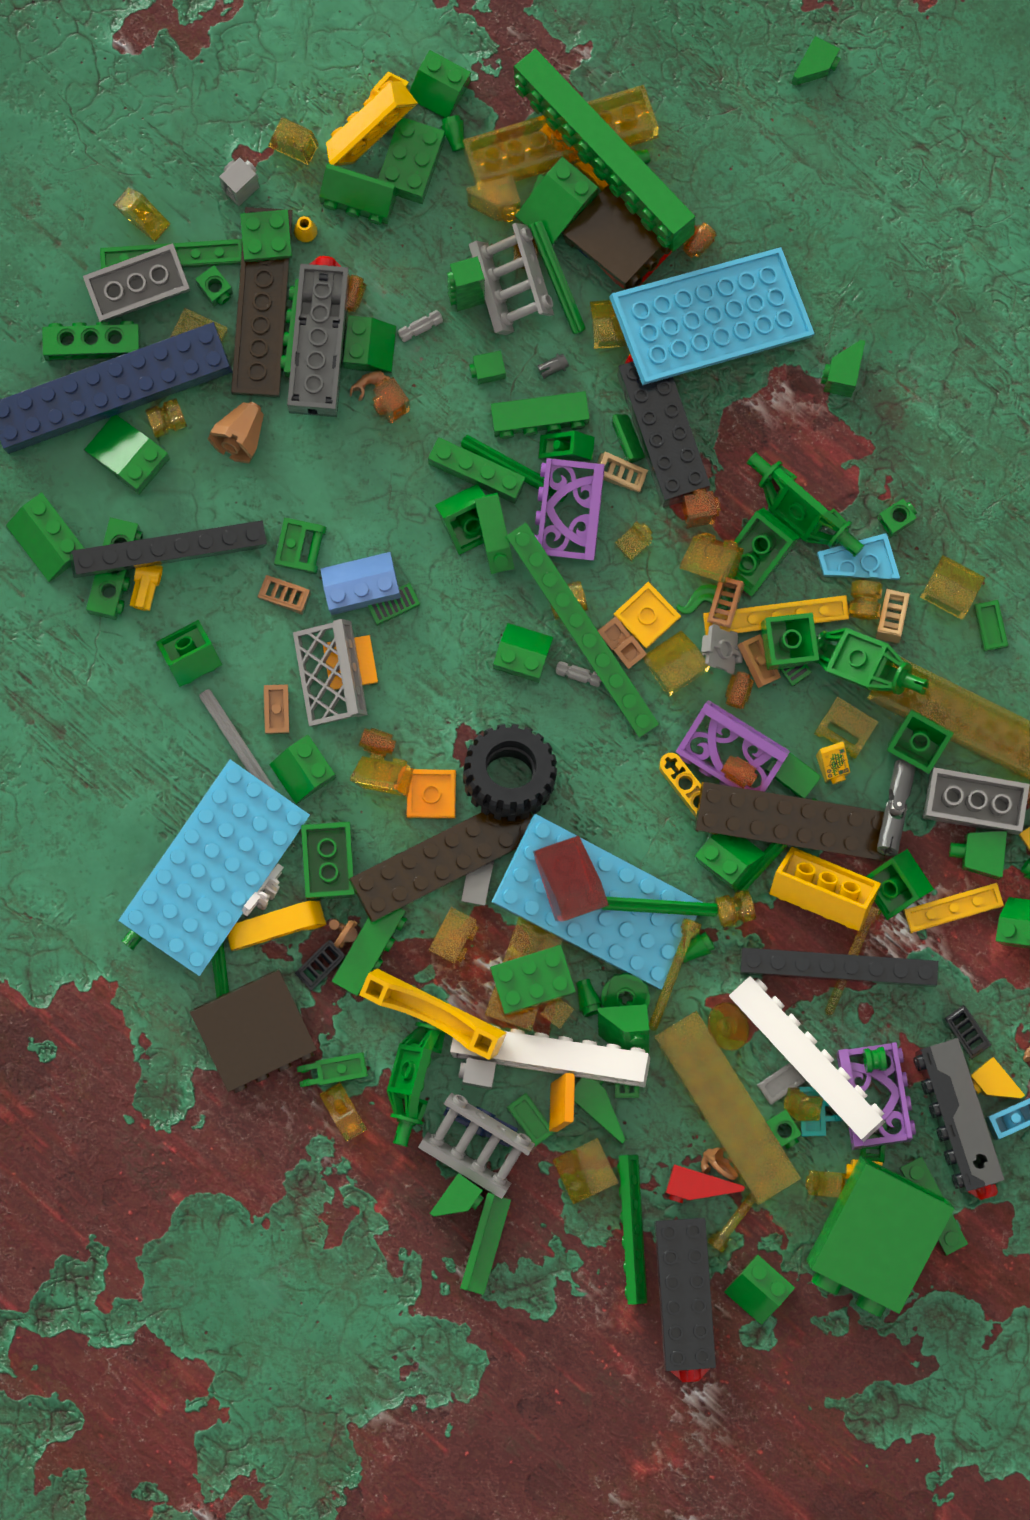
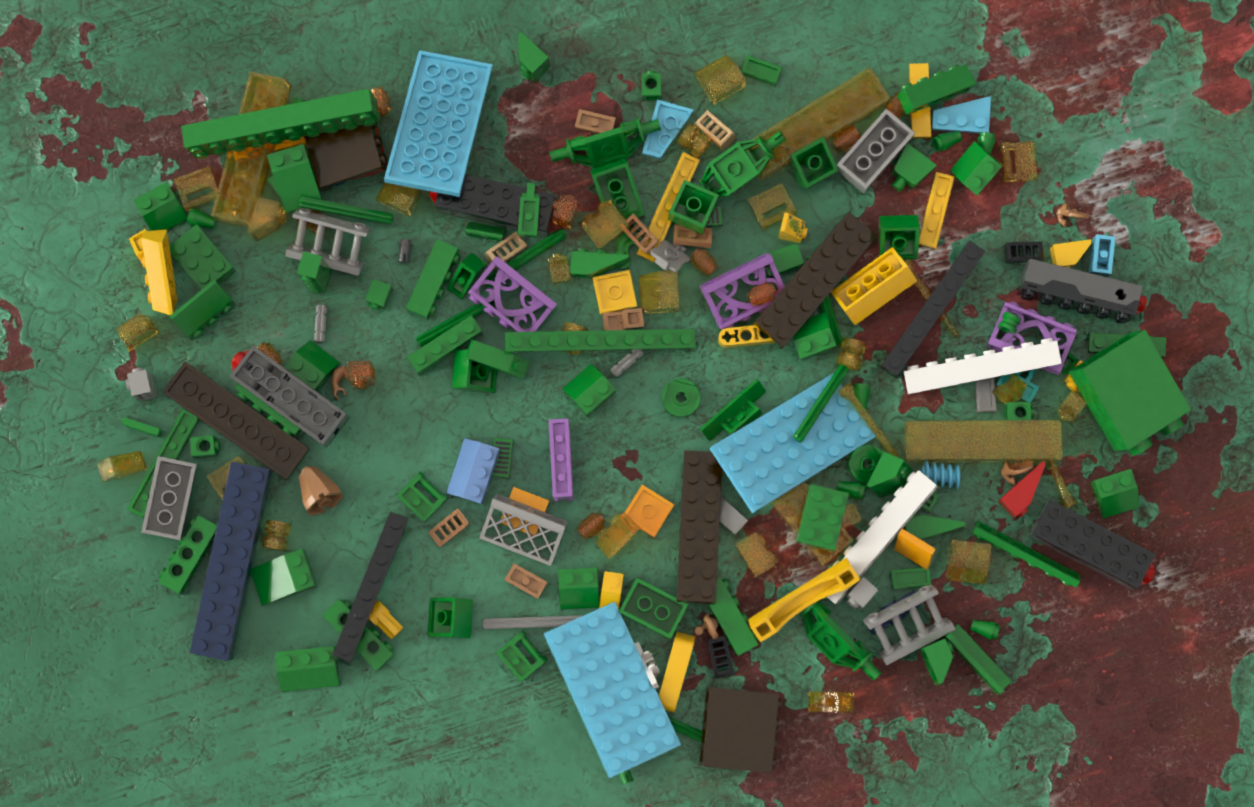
camera: 55 degrees left, 0 degrees up
(186, 750) = (517, 661): none -> green plate
(195, 209) = (142, 427): none -> green tile
(266, 235) = (191, 389): green plate -> none
(305, 234) = (207, 363): yellow cone -> none
(322, 805) = (611, 588): none -> yellow slope
(335, 1069) = (799, 689): green hinge -> none
(426, 666) = (561, 460): none -> medium lavender fence
(489, 102) = (193, 183): none -> clear yellow plate
(509, 743) = (655, 428): black tyre -> none
(523, 1233) = (986, 629): none -> green cone
(570, 879) = (770, 450): clear red slope -> none
(582, 743) = (690, 392): none -> green plate
(595, 824) = (737, 413): none -> green bracket
(635, 501) = (532, 252): none -> green axle
(661, 573) = (591, 264): none -> green slope
(662, 1085) = (942, 474): none -> medium azure piece
(672, 468) = (529, 212): none -> green hinge
(728, 1026) = (927, 406): clear yellow dish -> none
(819, 480) = (594, 122): none -> medium nougat plate
(899, 792) = (840, 199): dark grey piece -> none
(971, 762) = (846, 138): none -> clear orange brick

